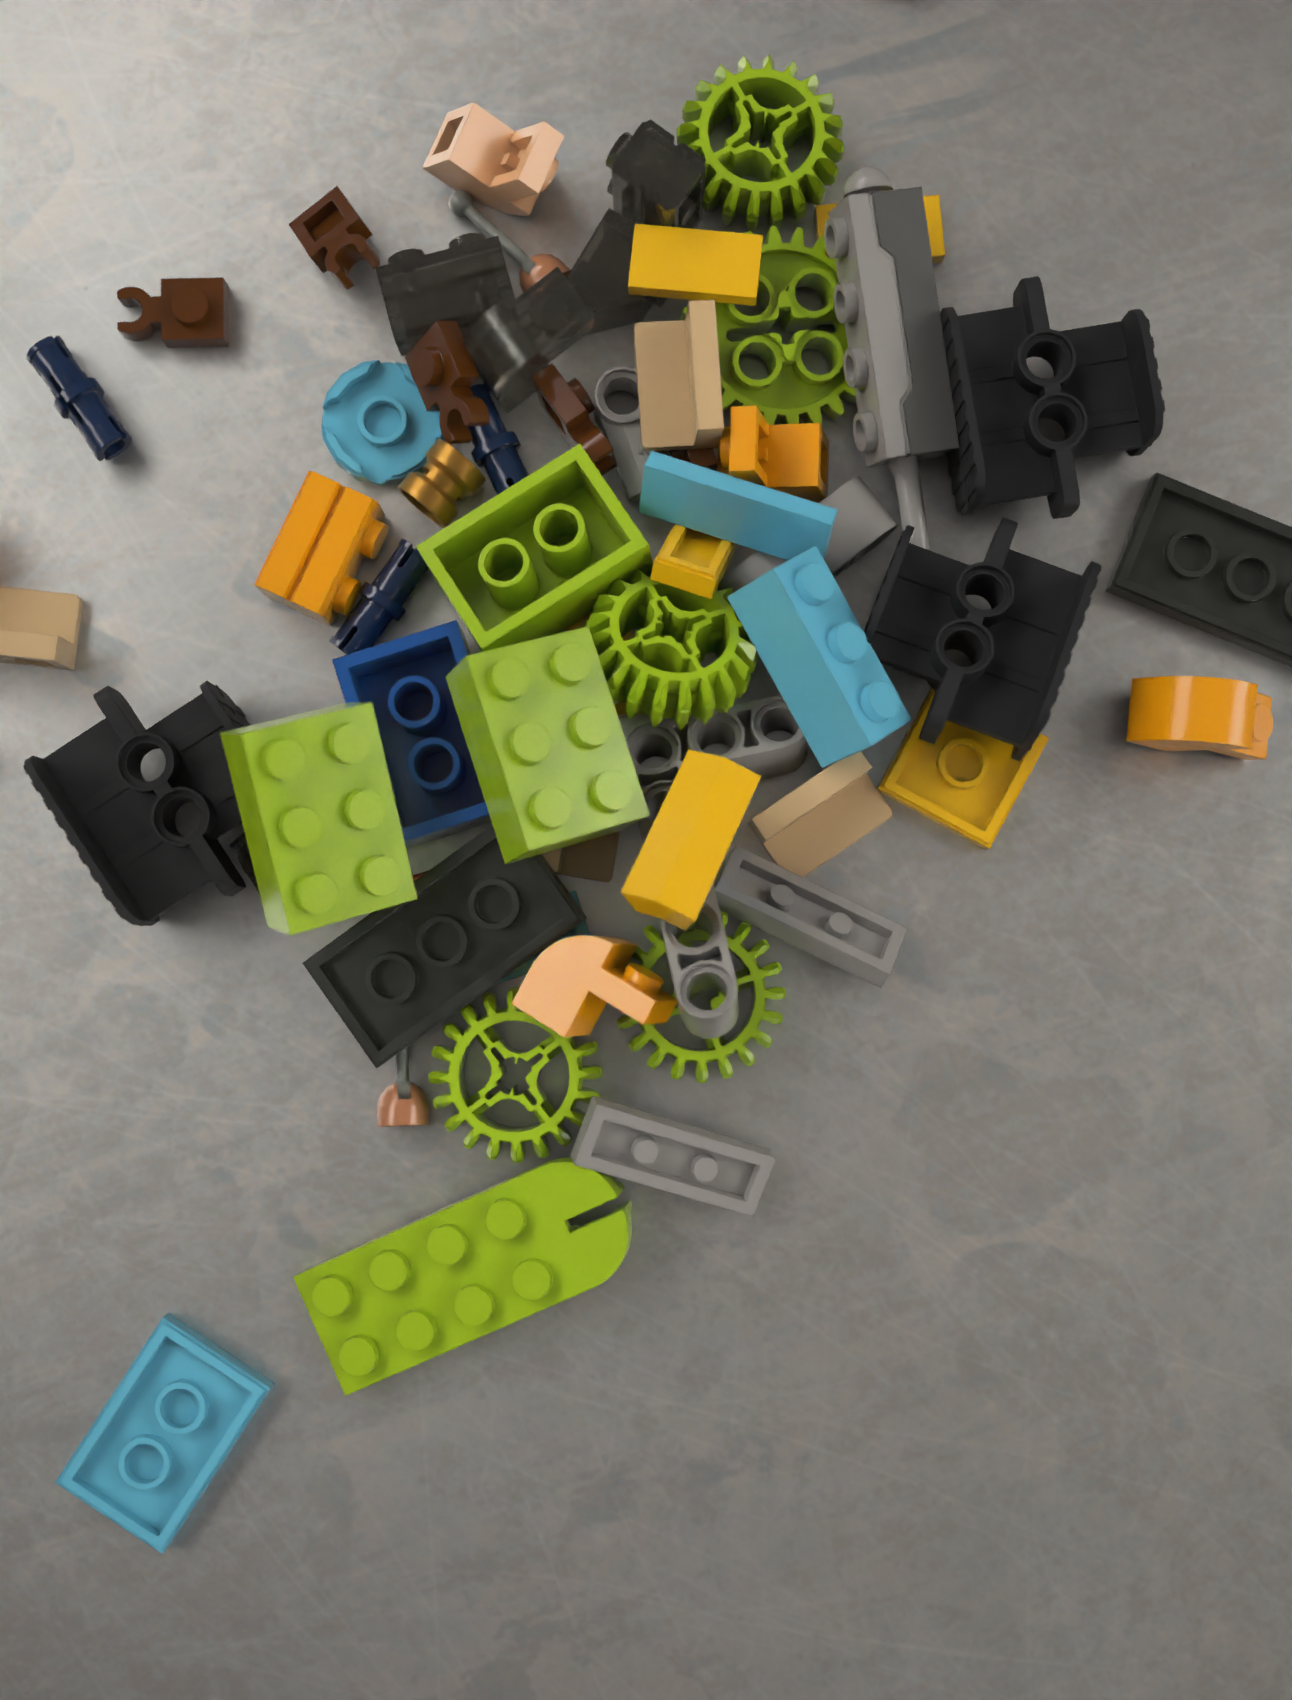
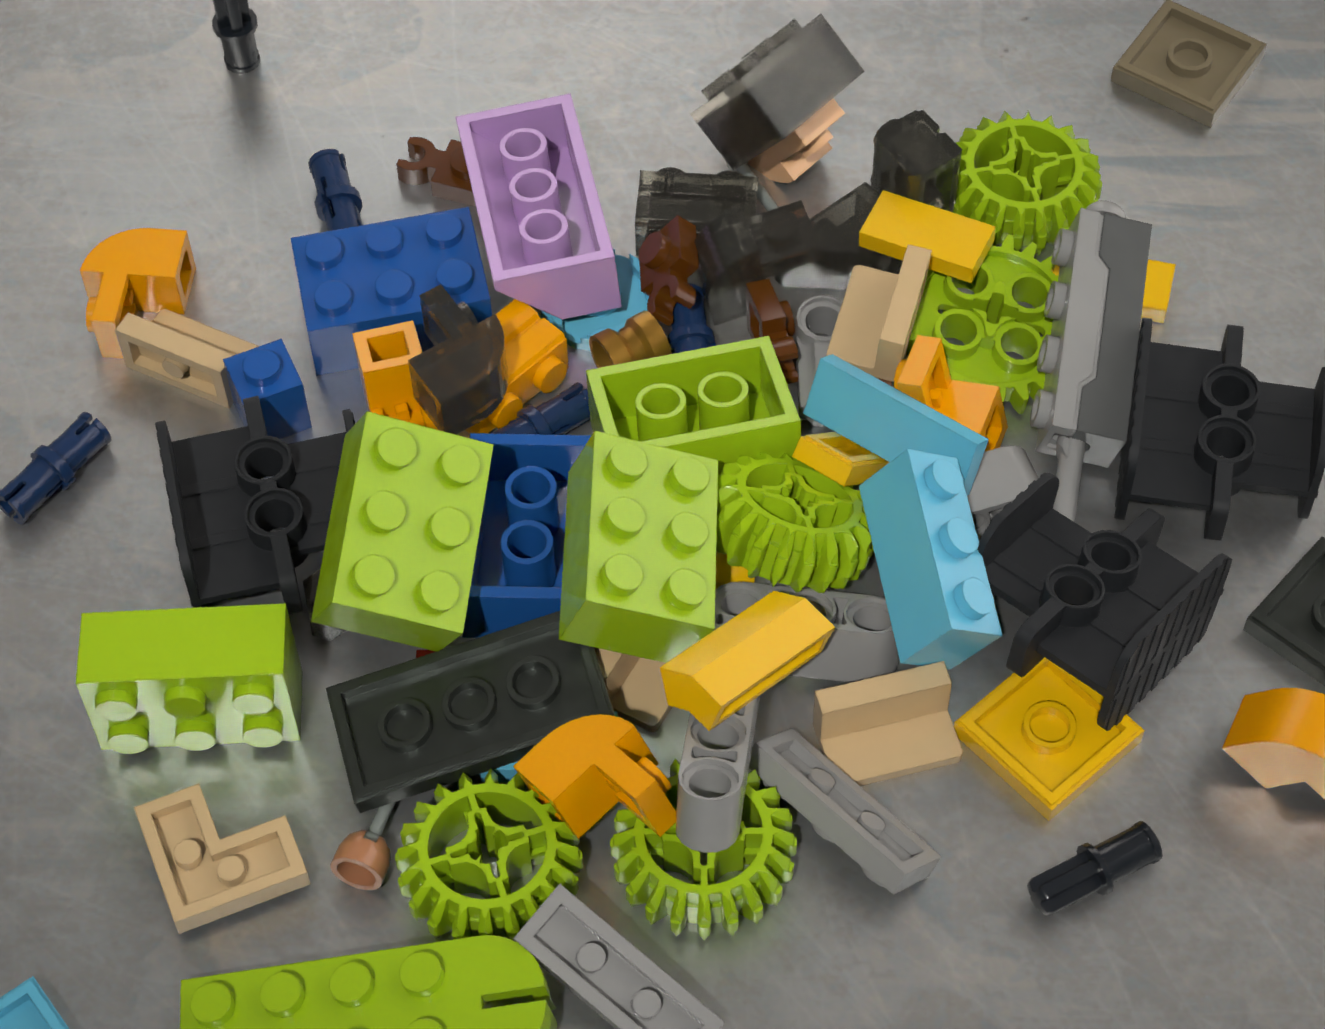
camera: 20 degrees right, 30 degrees down
(107, 654) = (273, 377): none -> blue brick
(174, 1007) = (190, 677): none -> lime brick
(178, 493) = (375, 276): none -> blue brick
(239, 624) = (385, 371): none -> light orange brick
(267, 1171) = (212, 875): none -> tan plate
(287, 351) = (540, 207): none -> lavender slope
(306, 586) = (465, 370): none -> clear smoke brick
(335, 236) = (616, 146): reddish brown plate -> none
(491, 144) = (775, 89): none -> clear smoke brick
(1043, 893) = (1094, 869): none -> black axle

